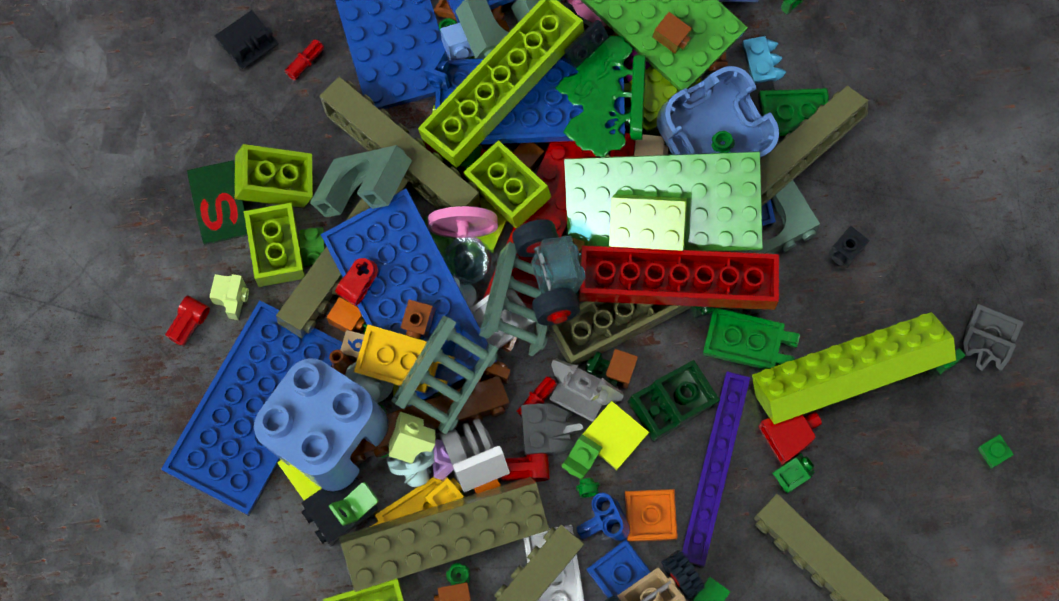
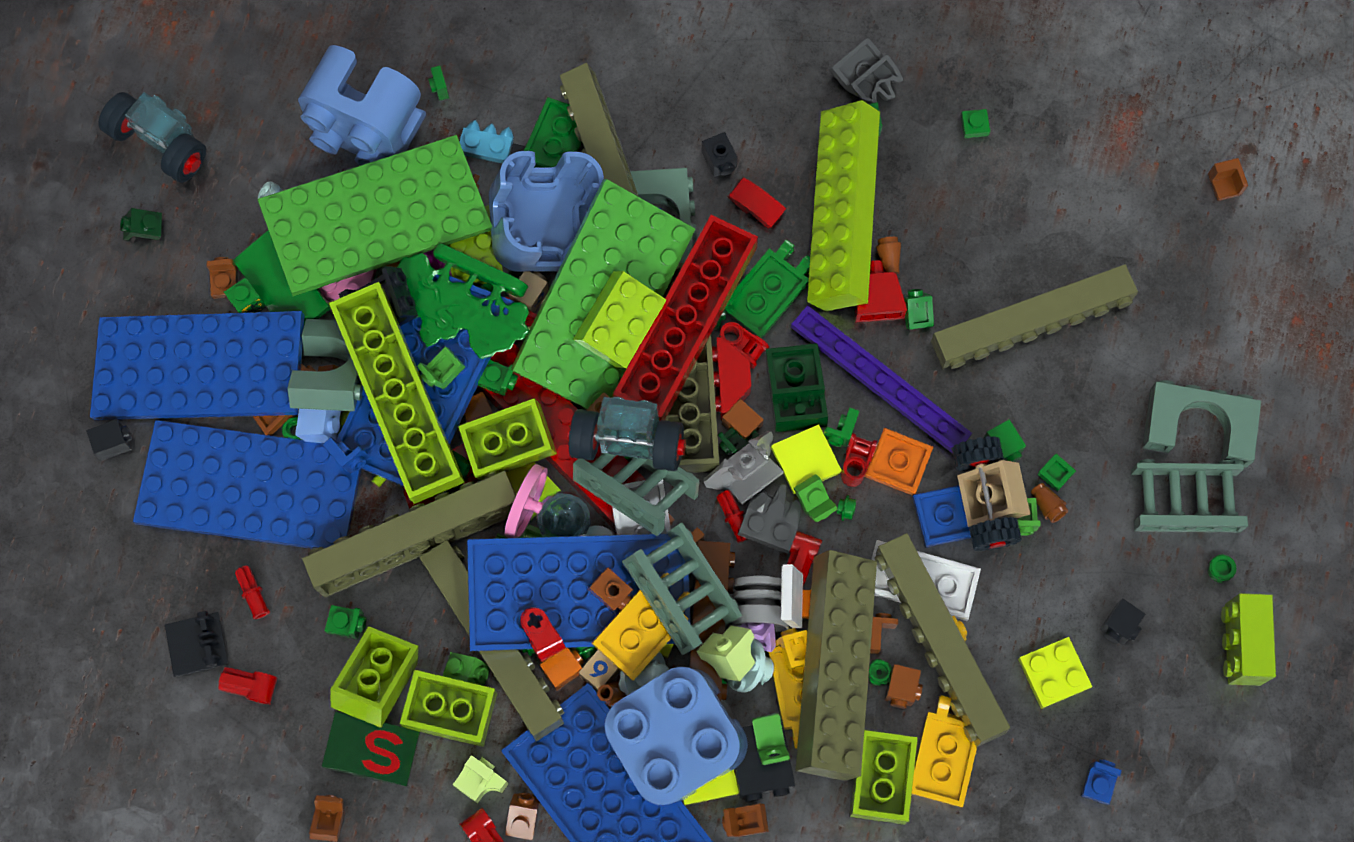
camera: 65 degrees left, 0 degrees up
(151, 196) = (327, 818): none -> dark orange bracket
(215, 340) = (522, 816): none -> bracket
(231, 94) = (254, 686): none -> red piece
(284, 516) = (745, 820): none -> dark orange bracket
(312, 138) = (345, 622): none -> green bracket
(378, 172) = (408, 599): sand green arch -> none
(492, 555) = (880, 621): none -> dark orange bracket
(539, 106) = (441, 369): none -> bright green bracket
(556, 153) = (498, 378): none -> green bracket
(605, 520) = (887, 507): blue beam -> none
(639, 477) = (857, 456): none -> red piece
(654, 343) = (732, 376): none -> red slope
(659, 456) = (846, 424): none -> green bracket
(672, 33) = (431, 205): dark orange brick -> none
(689, 343) = (745, 343): none -> red piece
(725, 137) = (560, 209): green plate -> none
(822, 296) = (756, 201): none -> red slope
(833, 427) = (889, 253): none -> dark orange cone

